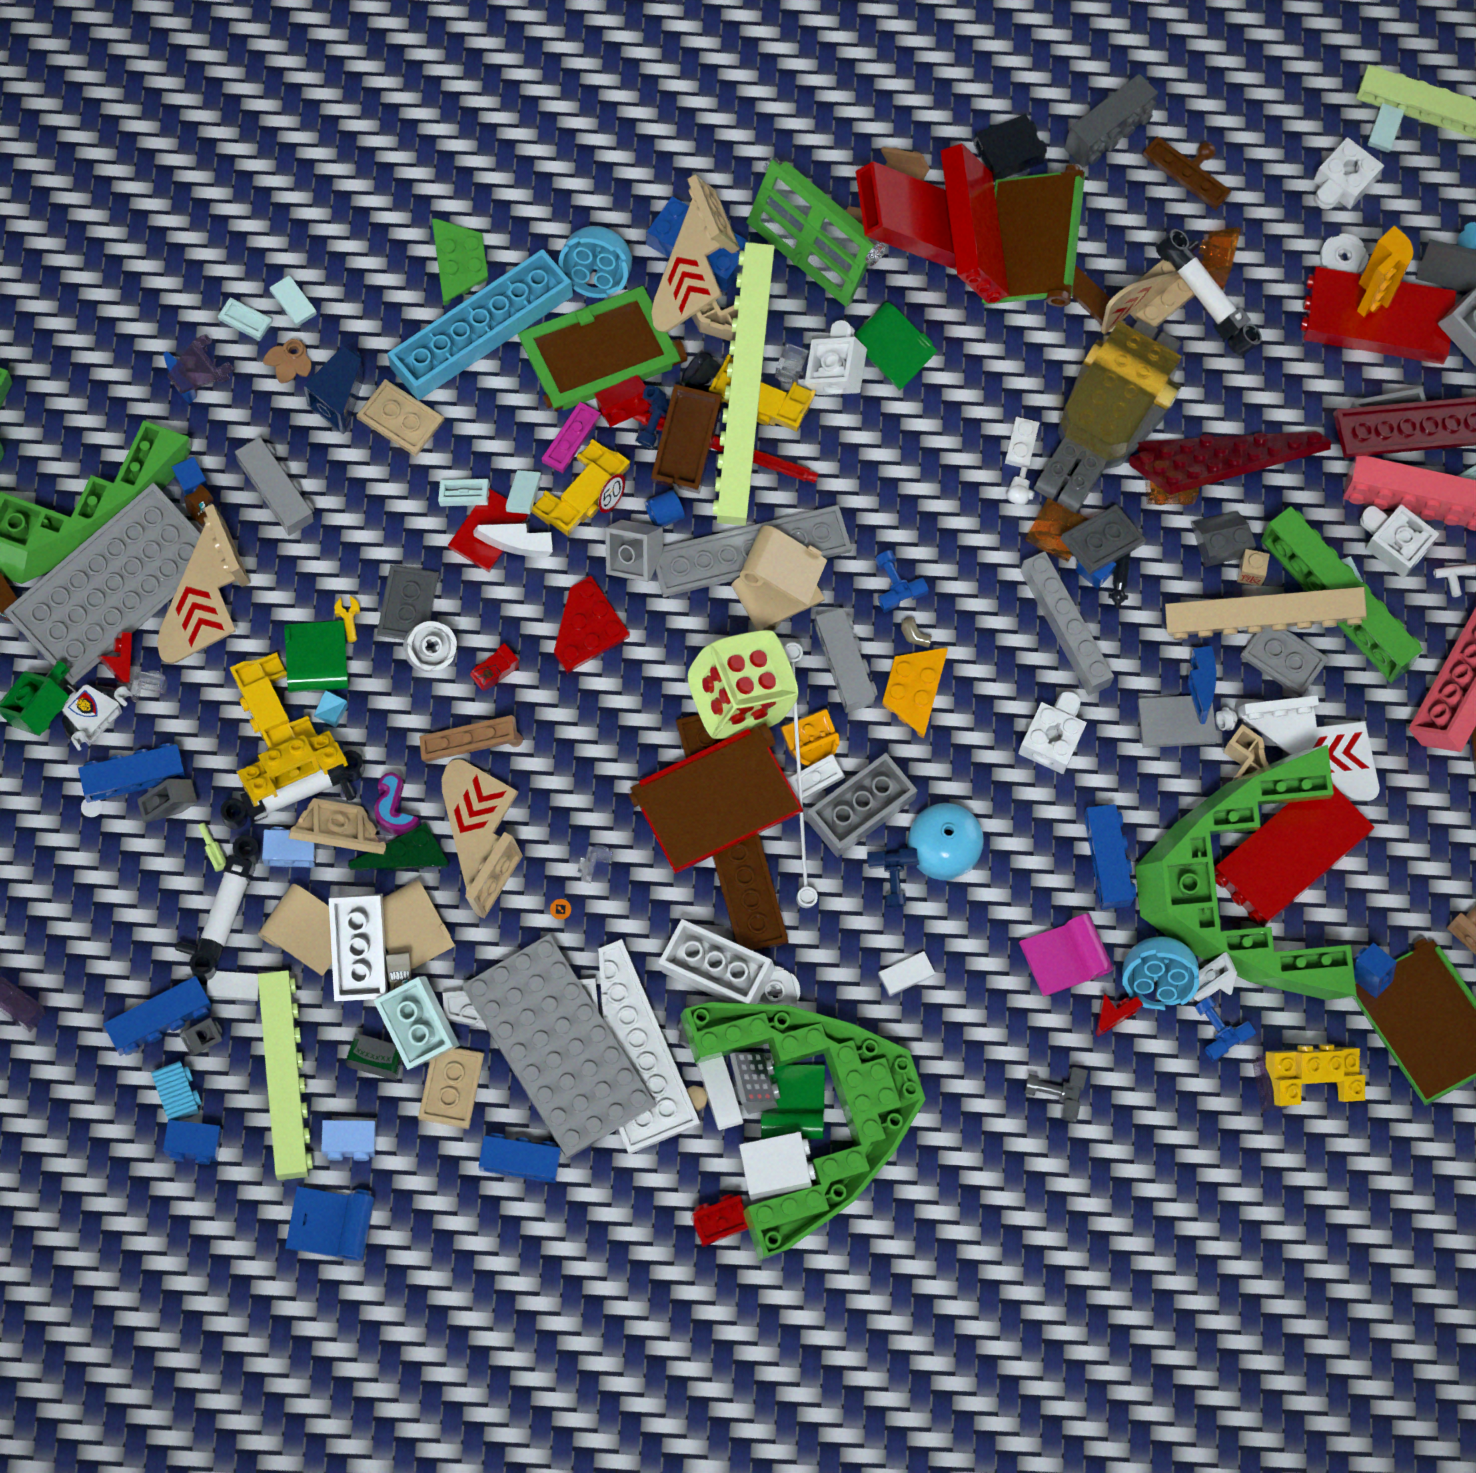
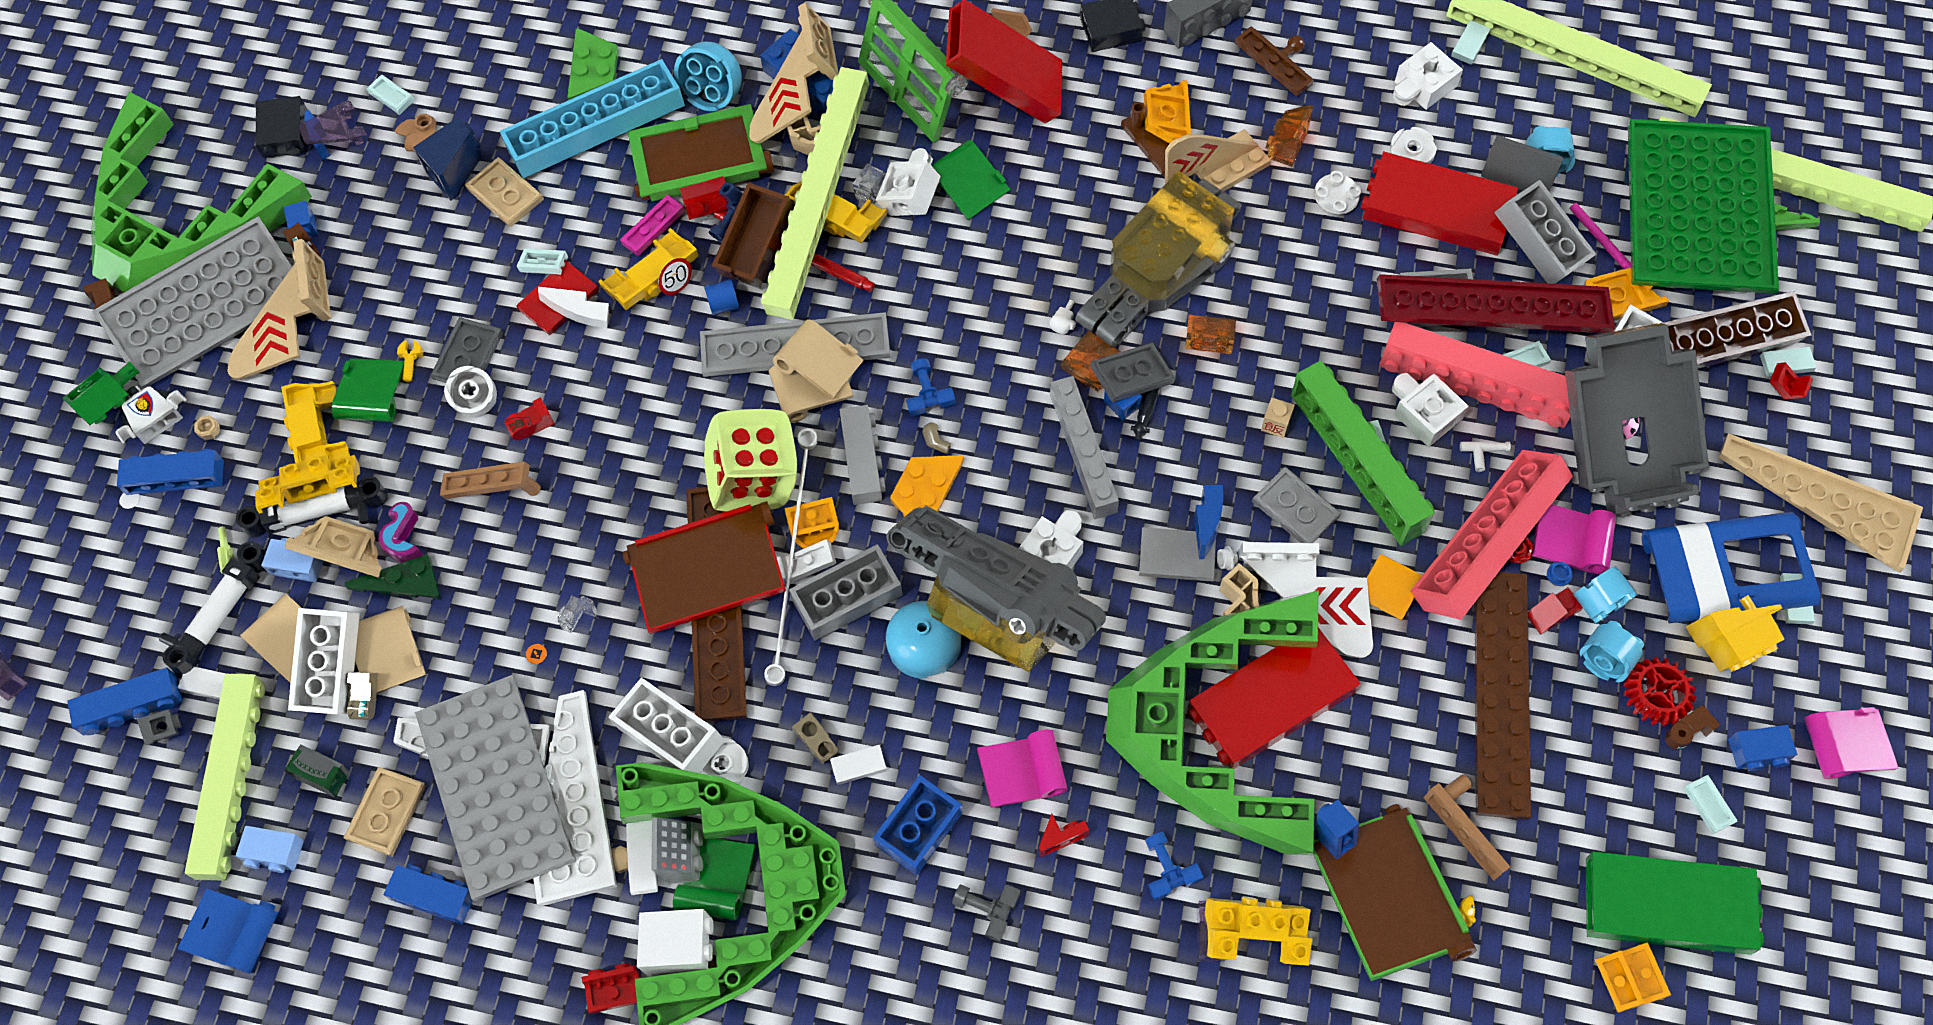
camera: 20 degrees right, 5 degrees down
(120, 665) = (188, 373): red slope -> none
(137, 373) = (279, 127): none -> black brick
(148, 681) = (204, 391): clear bracket -> none
(154, 720) = (207, 427): none -> tan tile
(167, 799) = (196, 500): dark grey slope -> none
(175, 1091) = (119, 777): medium azure brick -> none
(192, 1141) = (121, 828): blue brick -> none
(274, 486) = (373, 236): light grey brick -> none
(293, 301) = (436, 84): light aqua tile -> none
(331, 709) = (370, 438): medium azure slope -> none
(416, 1022) = (359, 742): light aqua slope -> none
(475, 810) = (472, 590): tan piece -> none
(523, 492) = (595, 267): light aqua tile -> none
(587, 626) = (626, 394): red plate -> none
(633, 549) = (682, 328): light grey slope -> none
(700, 371) = (784, 179): black rock -> none
(861, 954) = (815, 738): none -> dark tan leg
(893, 865) = (866, 655): dark blue bar -> none
(974, 223) = (1061, 77): red brick -> none
(979, 1023) = (918, 825): none -> blue brick
(1015, 784) = (995, 590): none -> dark grey piece
(1022, 442) = (1074, 278): white plate -> none
(1040, 234) = (1117, 98): reddish brown door -> none
(1094, 252) = (1168, 111): none -> light orange wing
(1109, 857) = (1085, 686): blue brick -> none
(1164, 961) = (1120, 789): medium azure cylinder -> none
(1196, 462) = (1239, 311): dark red wing -> none
(1216, 976) = (1170, 811): white slope -> none
(1223, 538) = (1252, 387): dark grey slope -> none
(1231, 321) = (1292, 191): piece -> none
(1266, 611) = (1282, 458): tan brick -> none
(1274, 316) = (1337, 193): none -> white dish
(1385, 270) = (1446, 152): light orange brick -> none
(1389, 726) = (1391, 586): none -> light orange slope

